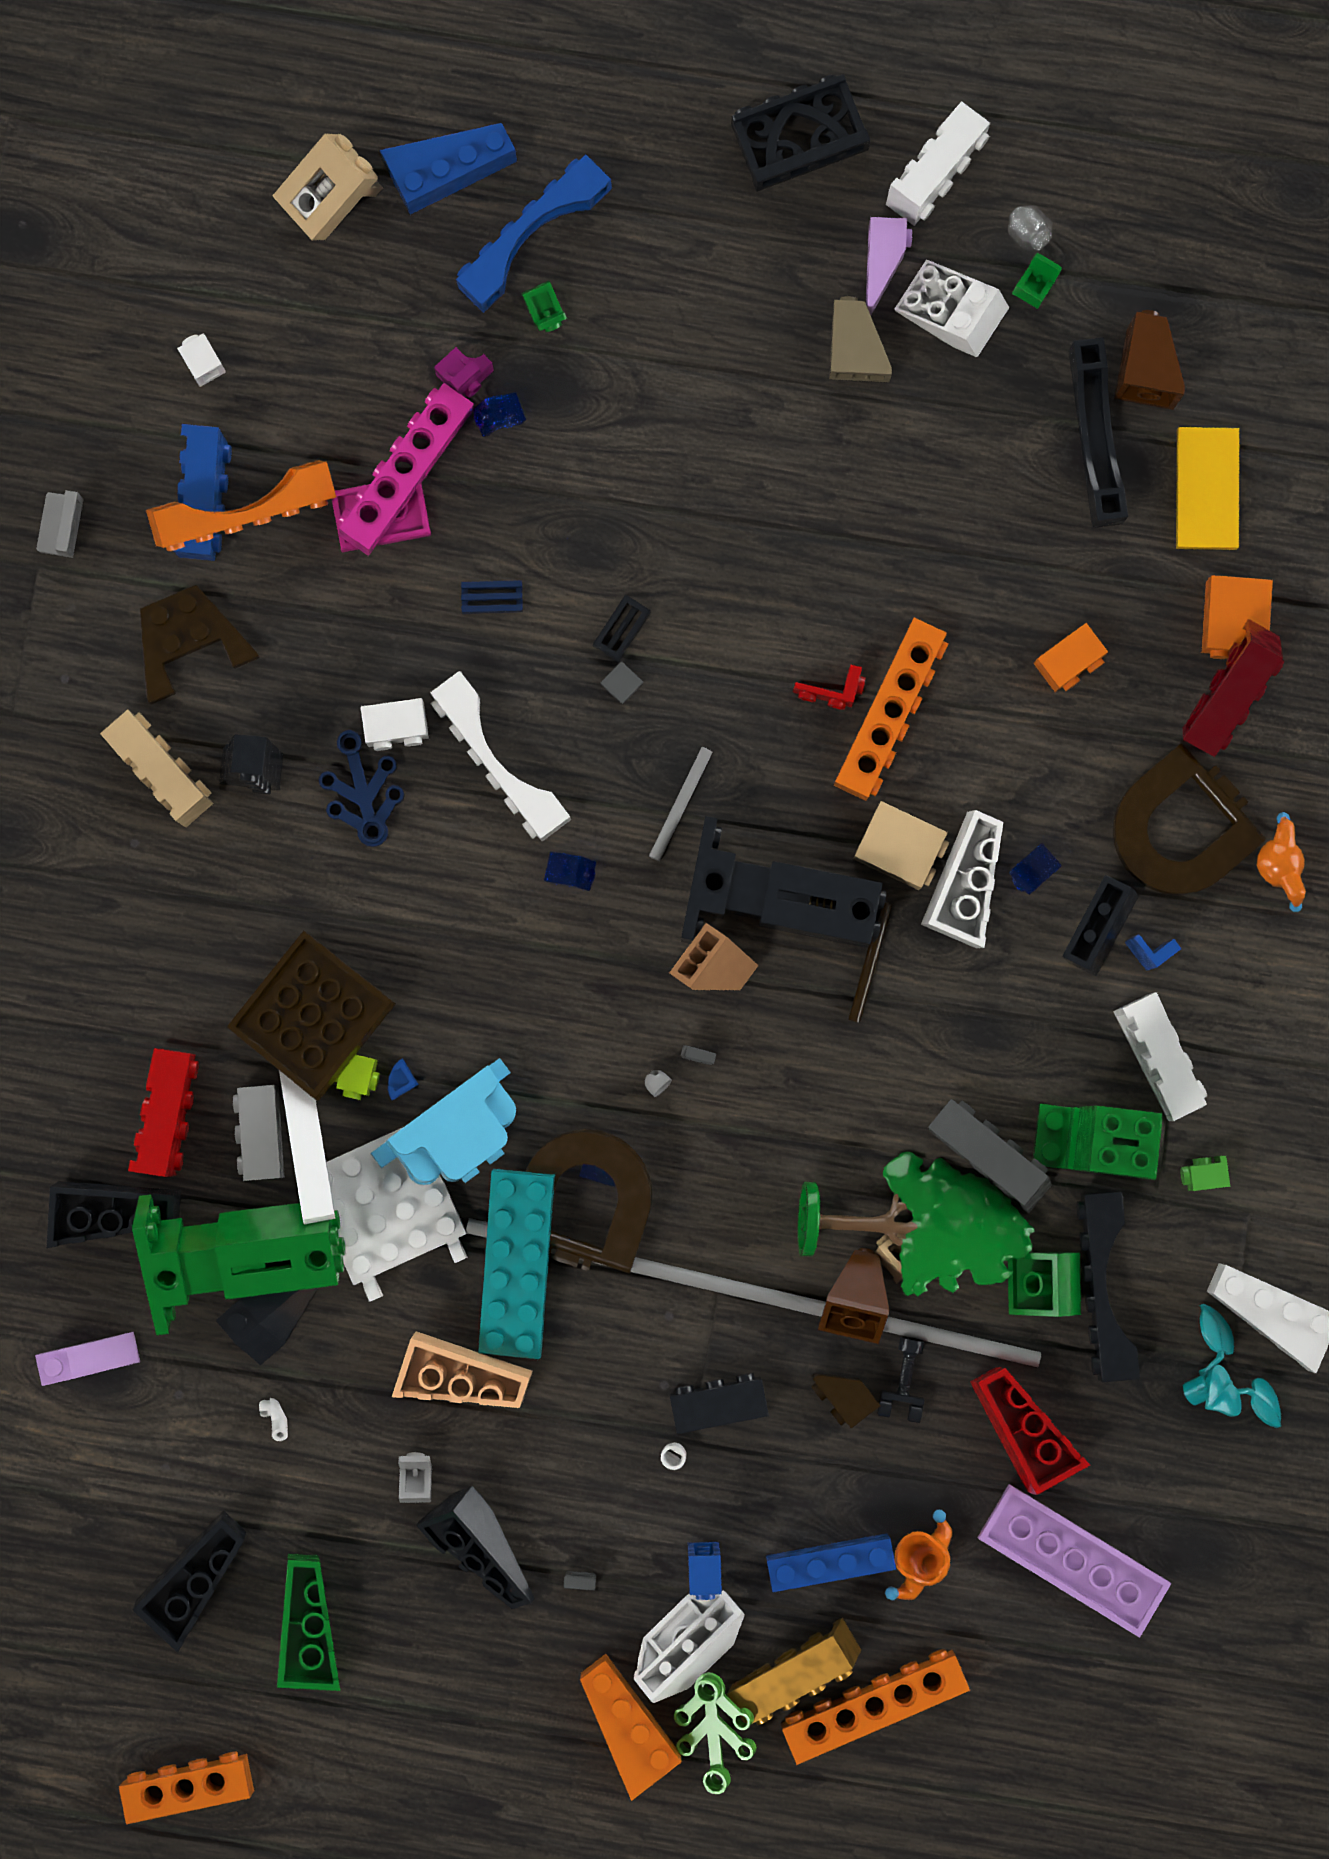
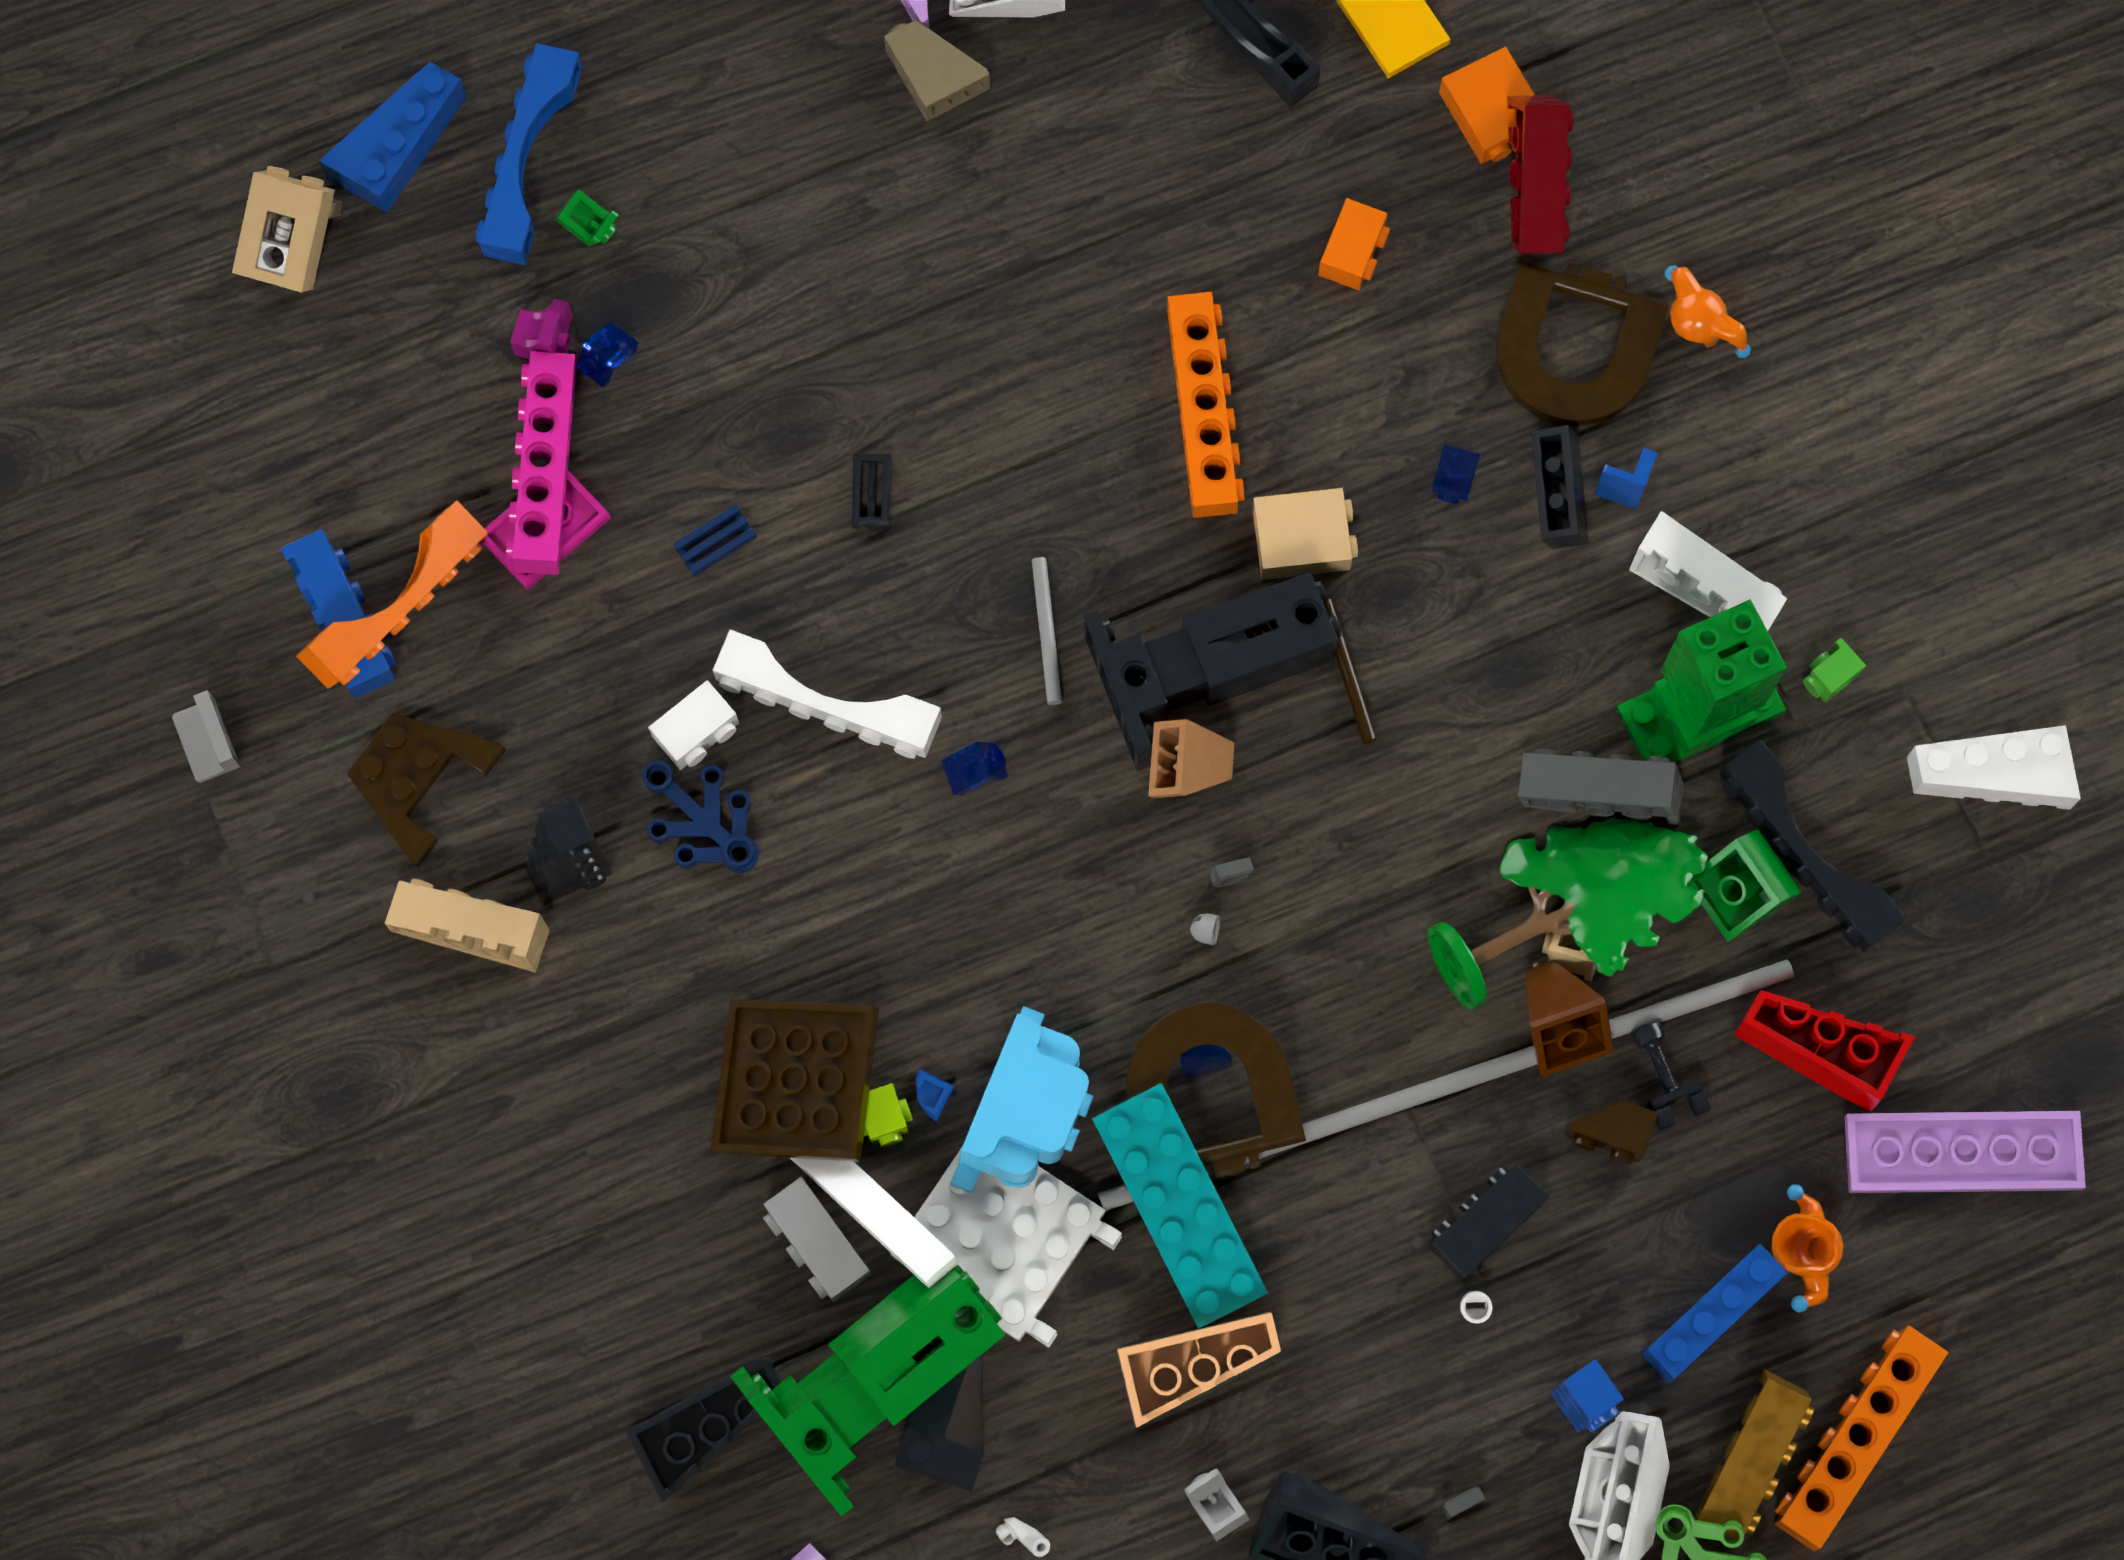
camera: 30 degrees left, 10 degrees down
(165, 1113) = (700, 1282): red wedge -> none
(201, 359) = (256, 481): white brick -> none
(622, 683) = (907, 545): dark grey tile -> none
(853, 685) = (1140, 428): red bracket -> none
(965, 886) = (1397, 538): white wedge -> none
(1214, 1381) = (1996, 866): teal plant -> none

